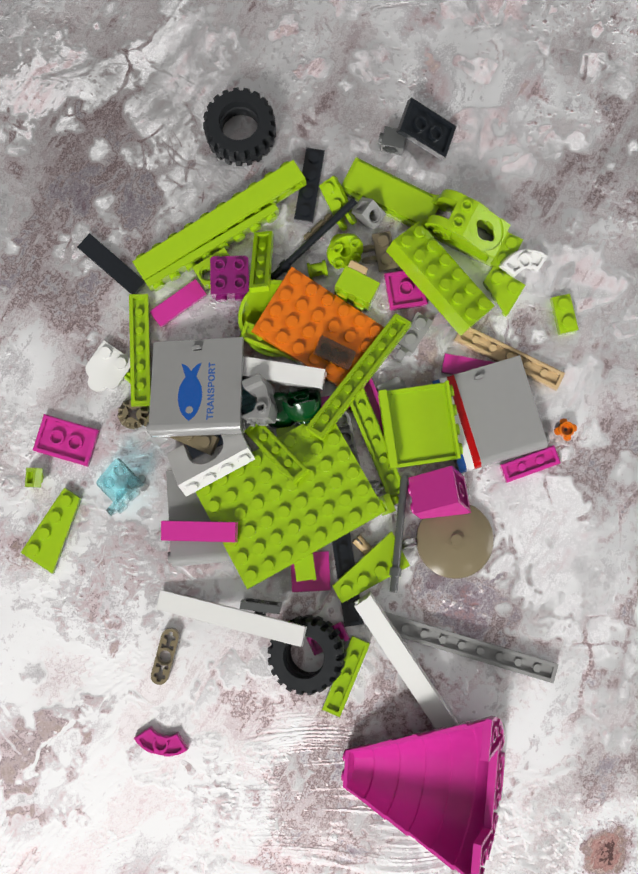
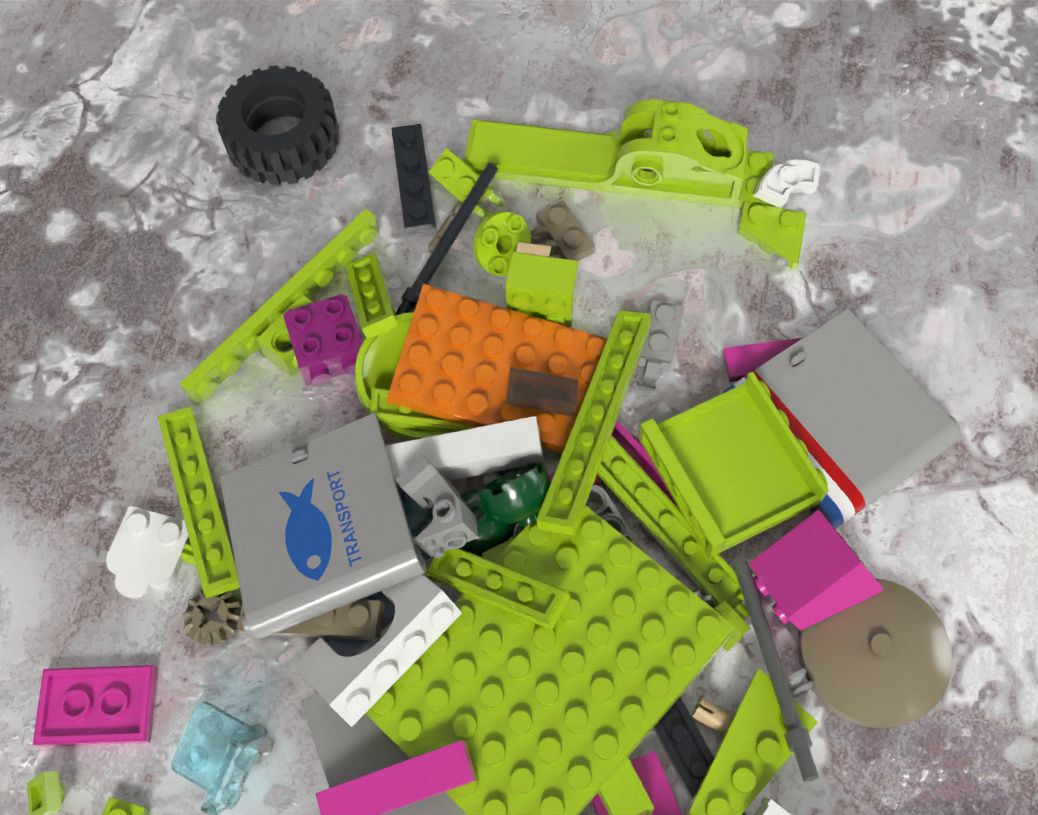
camera: 15 degrees left, 20 degrees down
(111, 264) = (117, 382): black tile -> none
(178, 303) = (247, 408): dark pink tile -> none
(243, 205) = (356, 187): lime brick -> none
(317, 269) = (469, 284): lime bush -> none
(364, 208) = (520, 182): light grey brick -> none
(391, 141) = (521, 82): dark grey brick -> none
(402, 291) = (620, 276): dark pink tile -> none
(426, 129) = (565, 50): black plate -> none
(439, 278) = (670, 238): lime brick -> none
(500, 351) = (801, 319): tan tile -> none
(530, 464) = (942, 478): dark pink tile -> none
(564, 314) = (885, 237): lime plate -> none
(571, 428) = (980, 398): orange plate -> none

